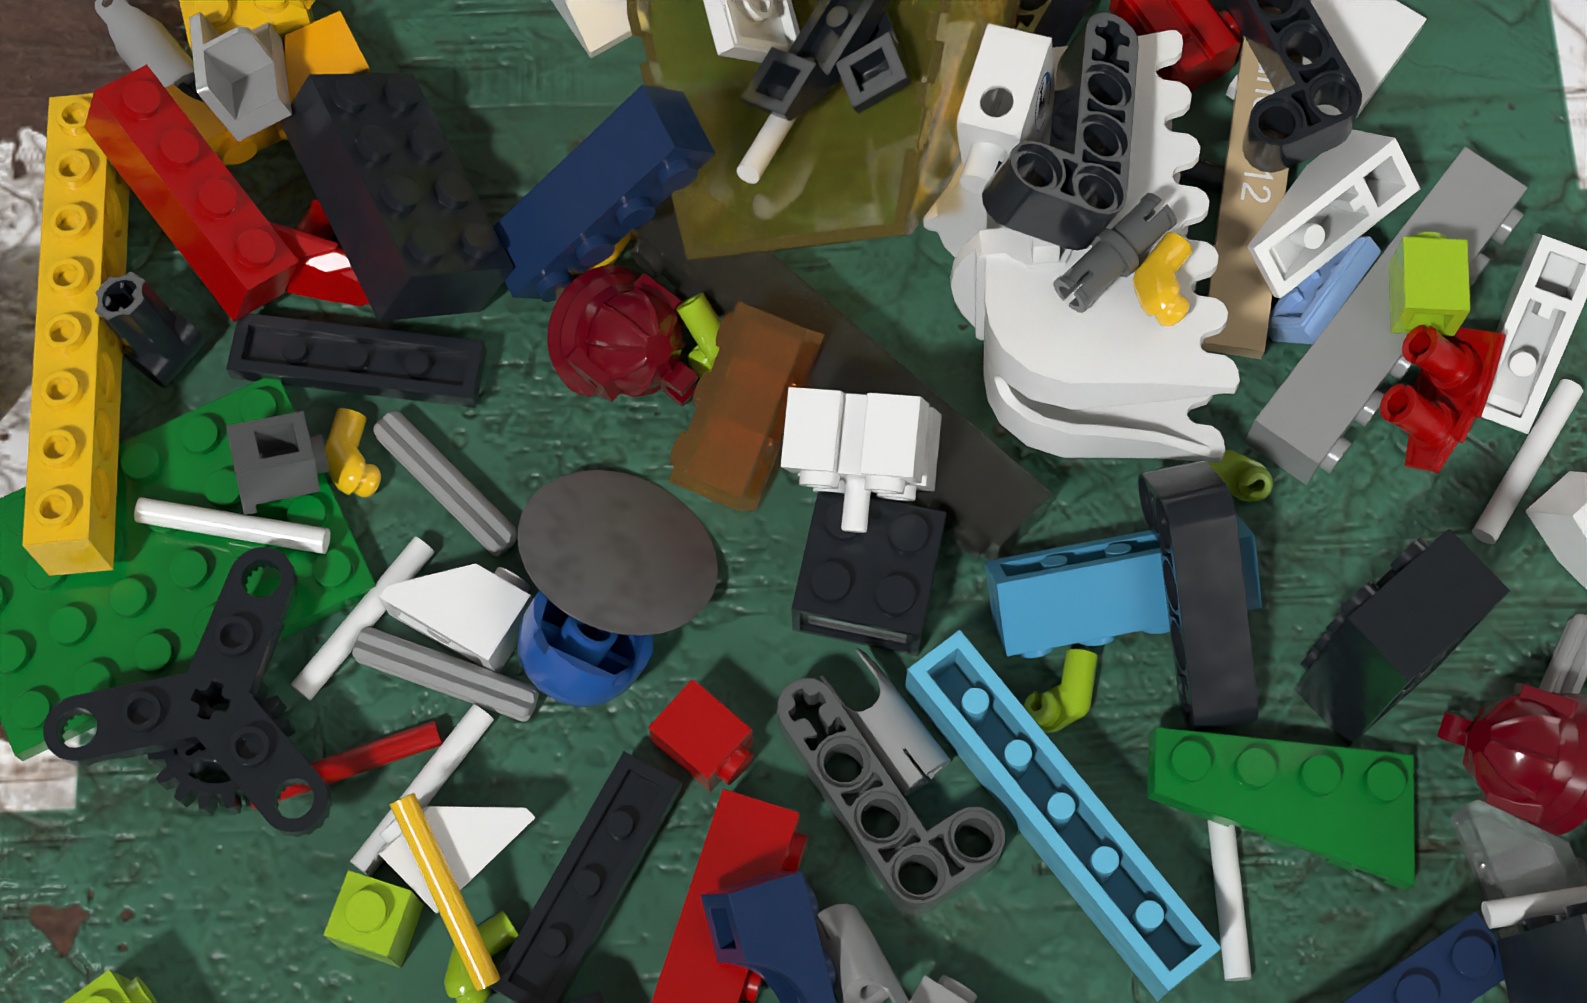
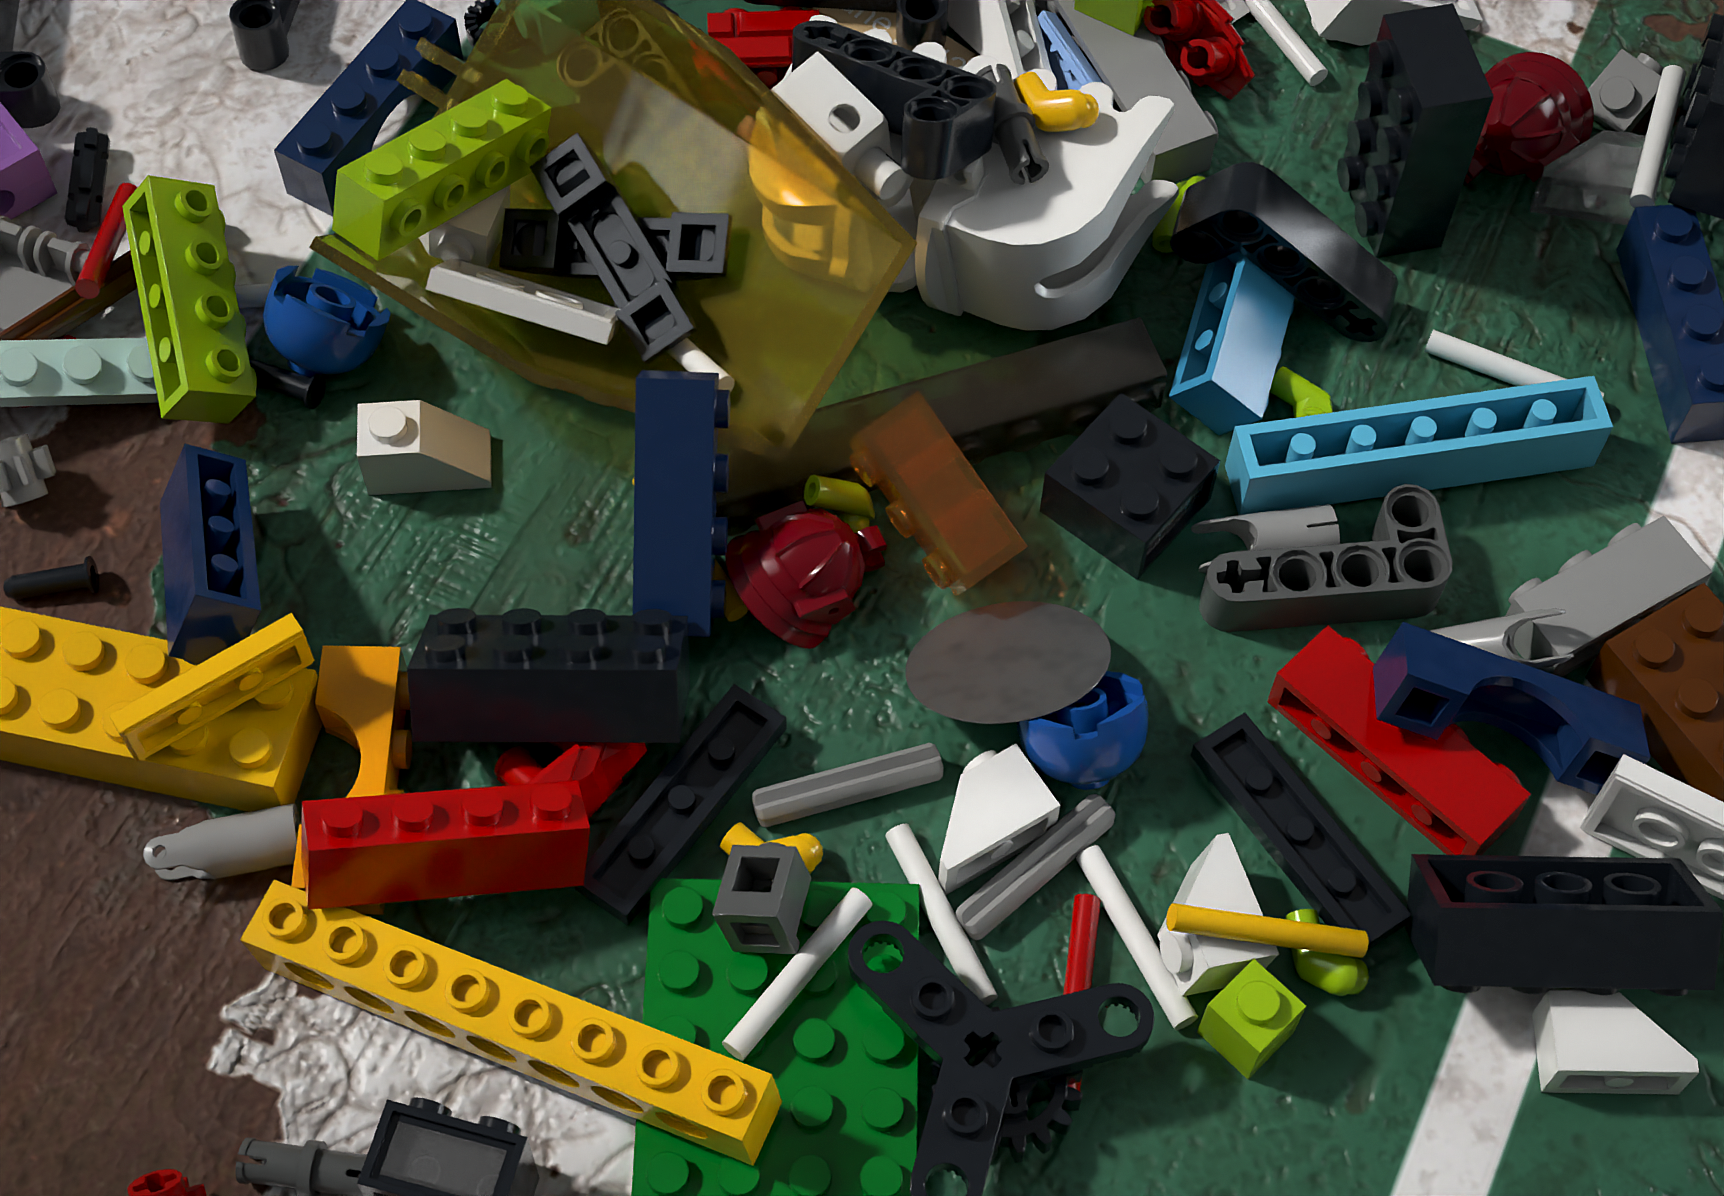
camera: 65 degrees left, 10 degrees down
(155, 335) = (550, 955): black piece -> none
(241, 75) = (352, 741): light grey panel -> none
(703, 737) = (1210, 679): red brick -> none
(861, 447) = (1045, 407): white brick -> none
(1302, 795) = (1470, 289): green wing -> none

